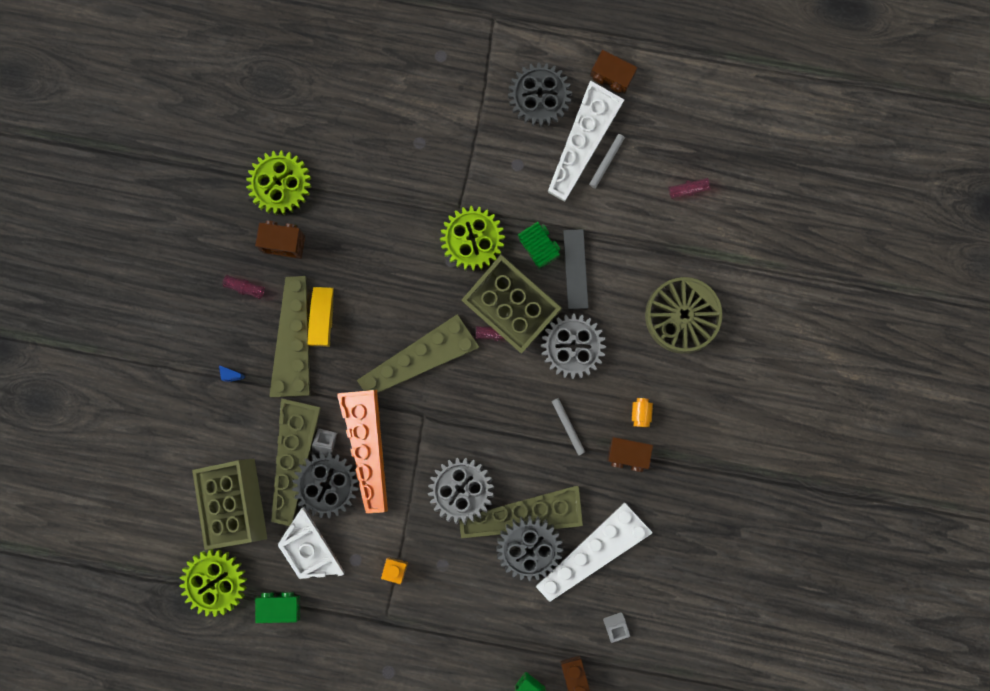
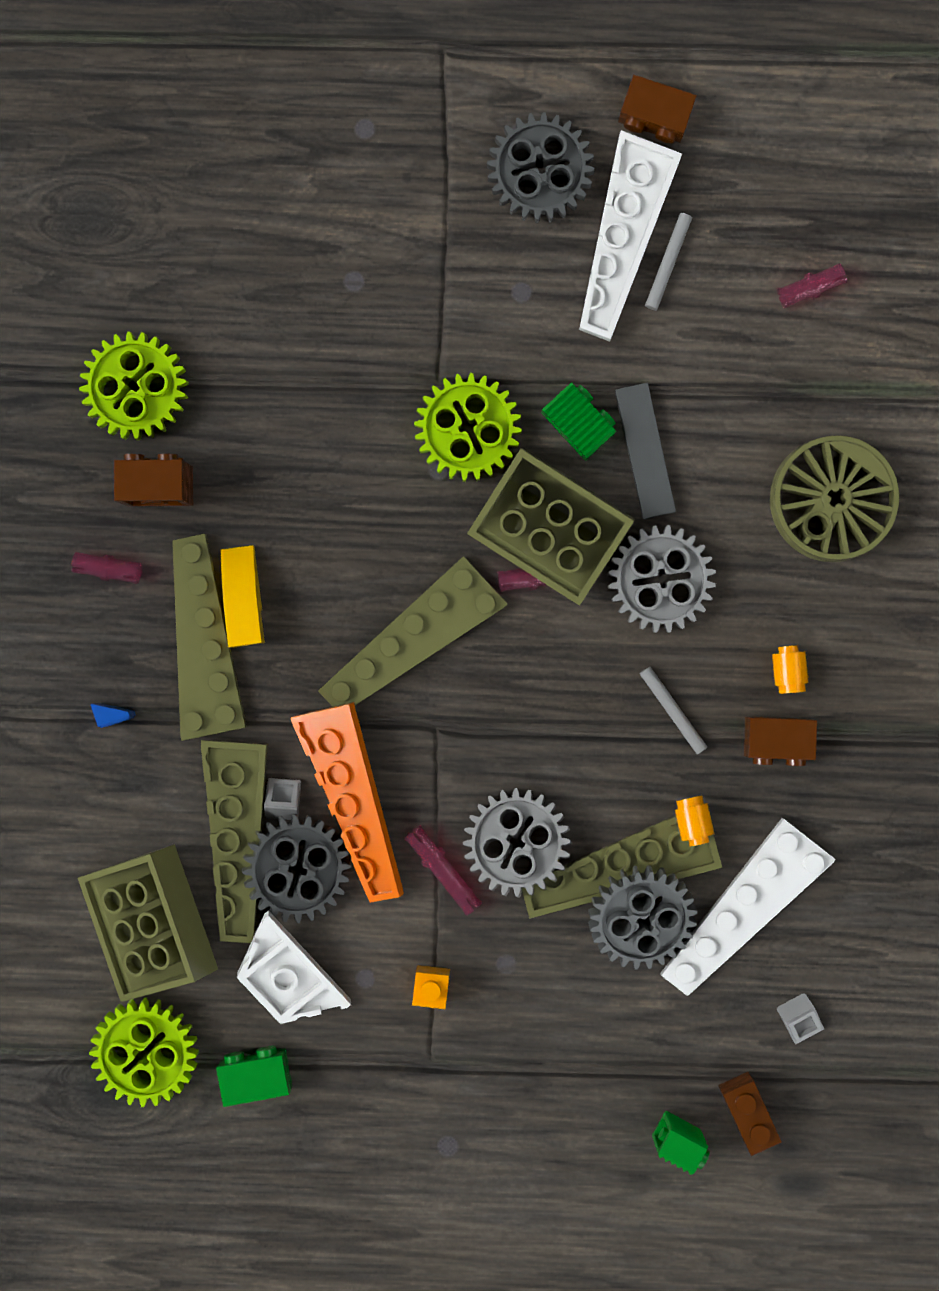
camera: 10 degrees left, 5 degrees up
(413, 500) = (442, 869): none -> clear pink pin
(569, 493) = (694, 820): none -> light orange brick

